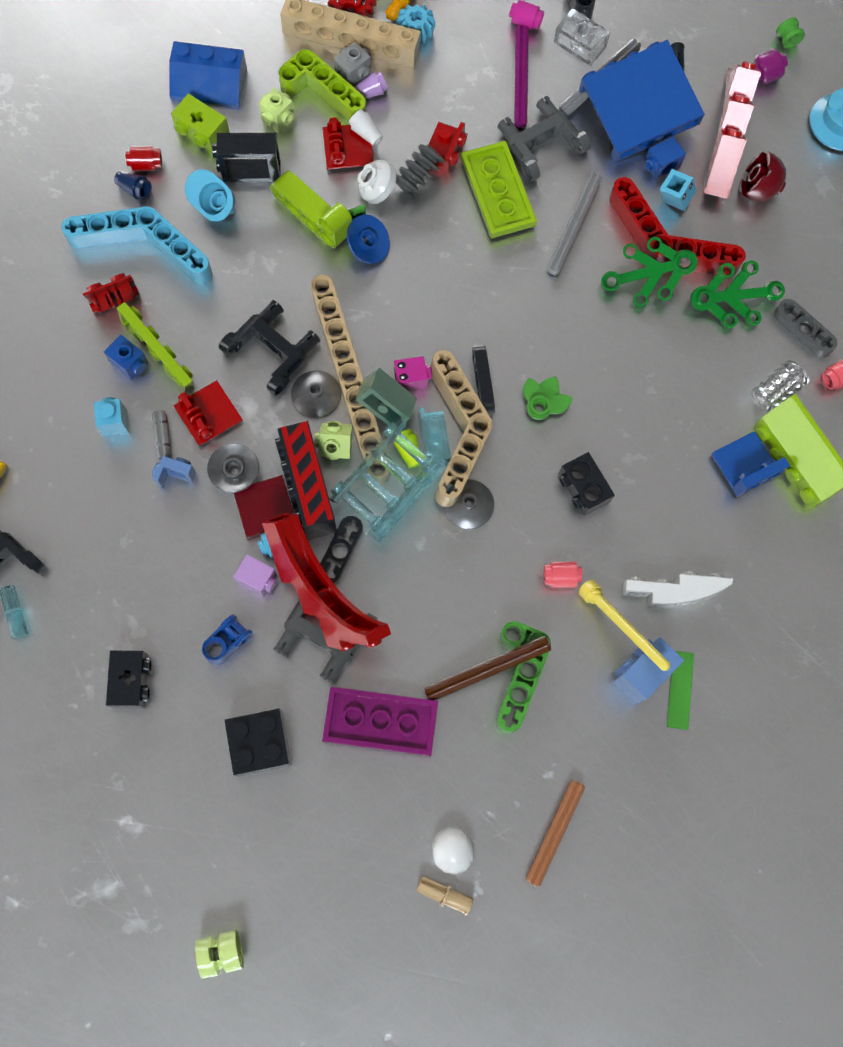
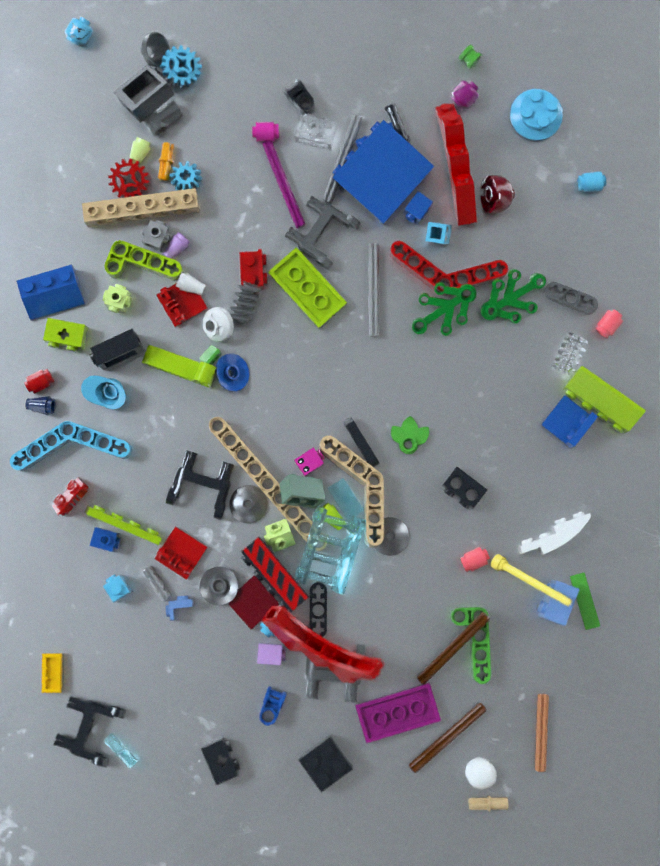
camera: 20 degrees left, 10 degrees up
(429, 783) = (447, 737): none -> reddish brown axle

